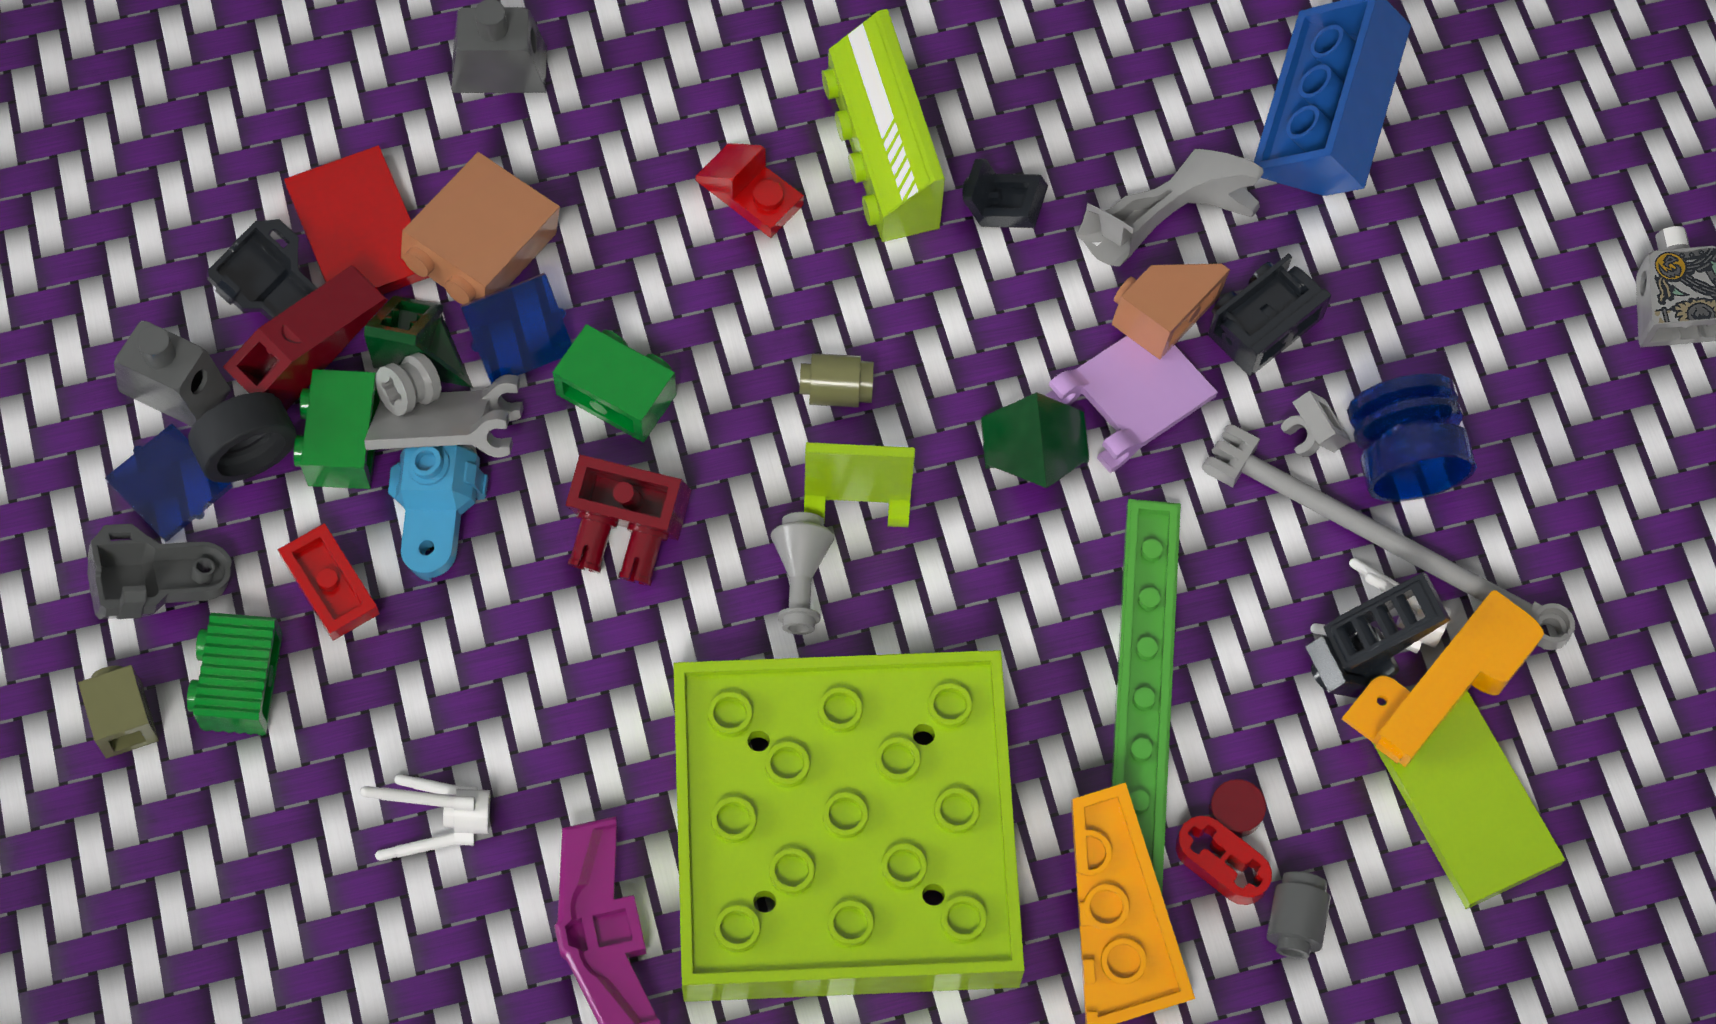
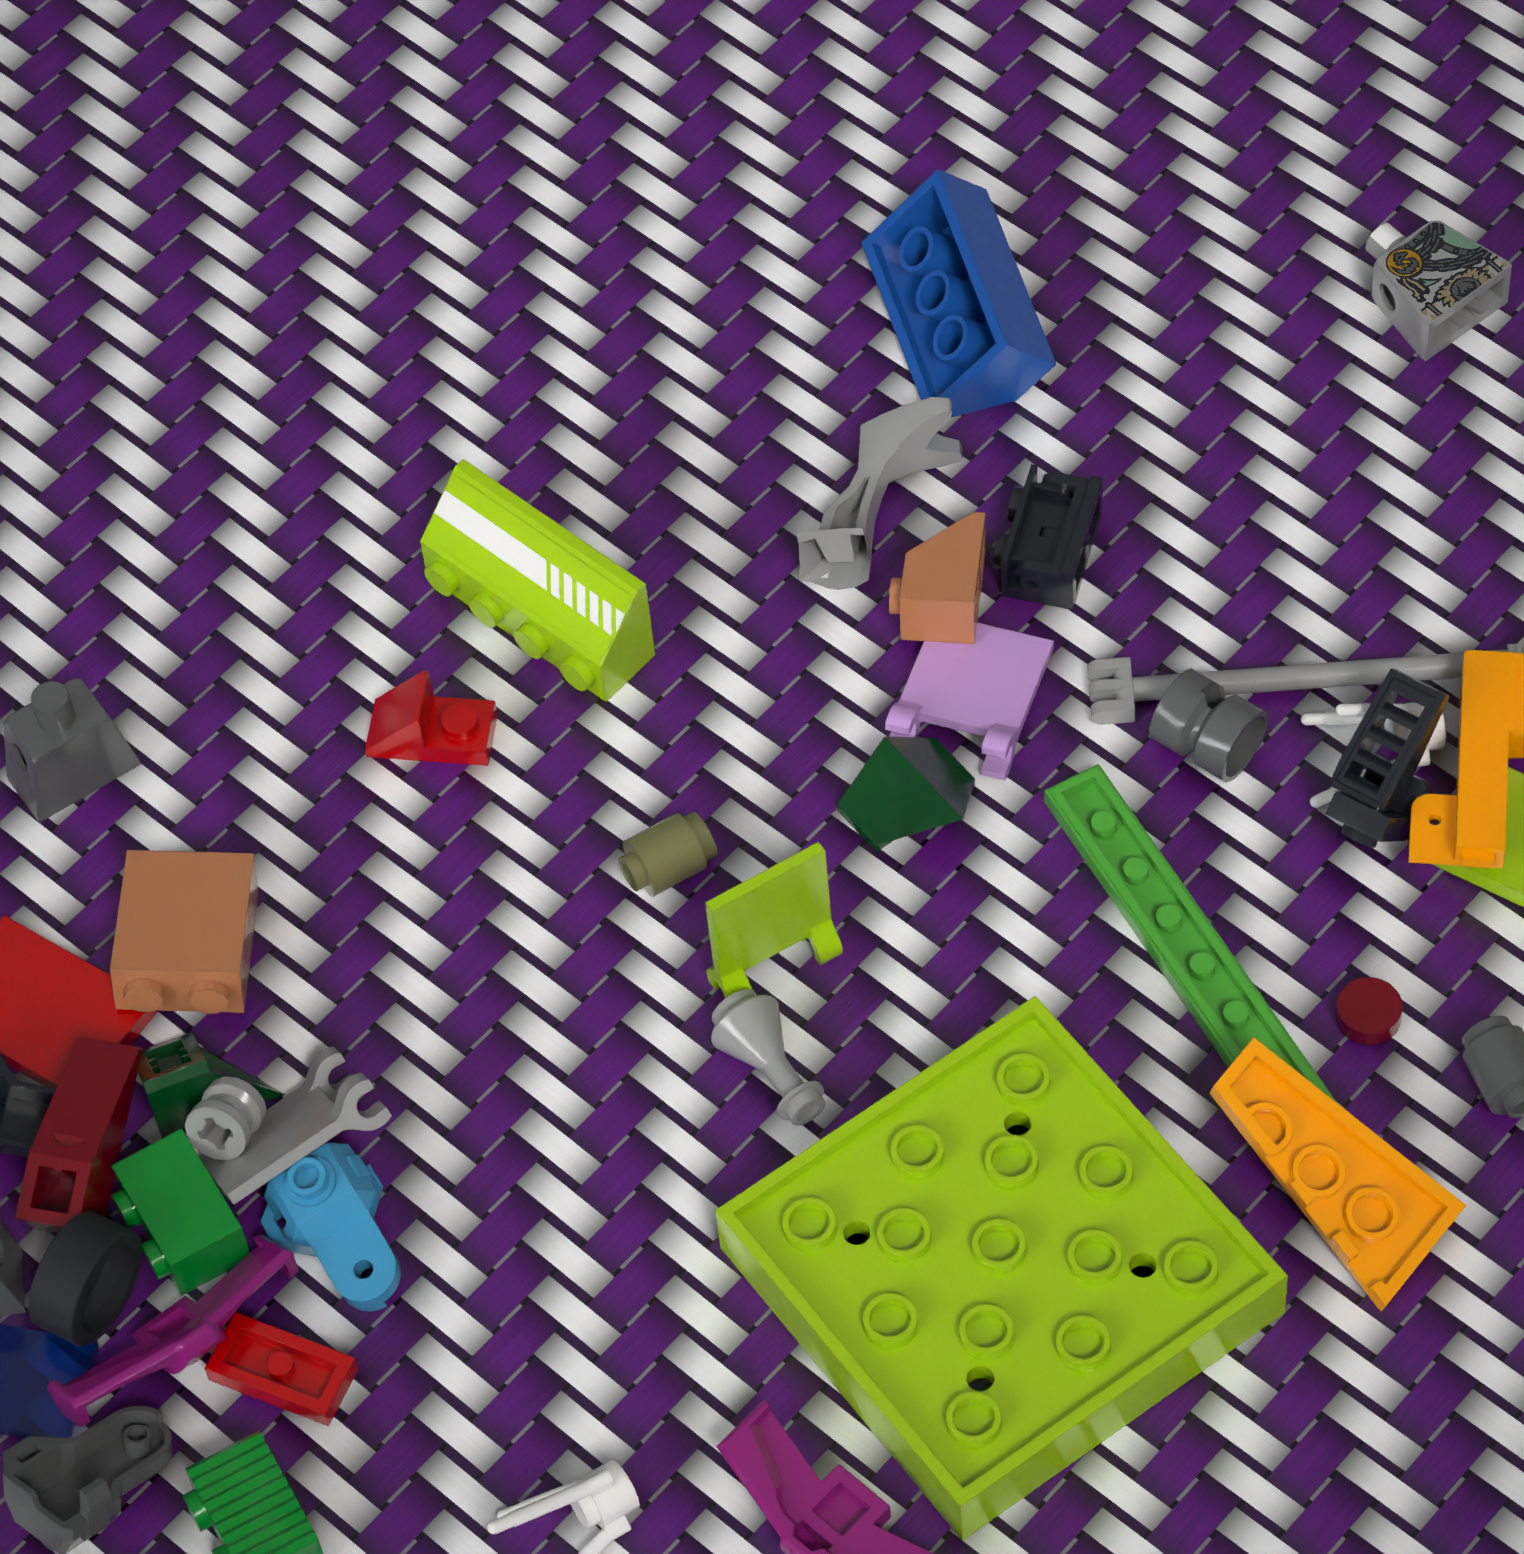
camera: 25 degrees left, 10 degrees down
(278, 513) = (177, 1334): none -> magenta plate
(517, 328) = (296, 1001): clear blue piece -> none
(615, 382) = (438, 993): green brick -> none
(628, 497) = (542, 1091): dark red brick -> none
(1003, 198) = (704, 583): black bracket -> none
(1231, 850) = (1393, 1066): red beam -> none
(1273, 520) = (1216, 729): none -> dark grey wheel
(1319, 421) = (1174, 607): light grey tile -> none
(1411, 437) = (1280, 561): clear blue wheel -> none

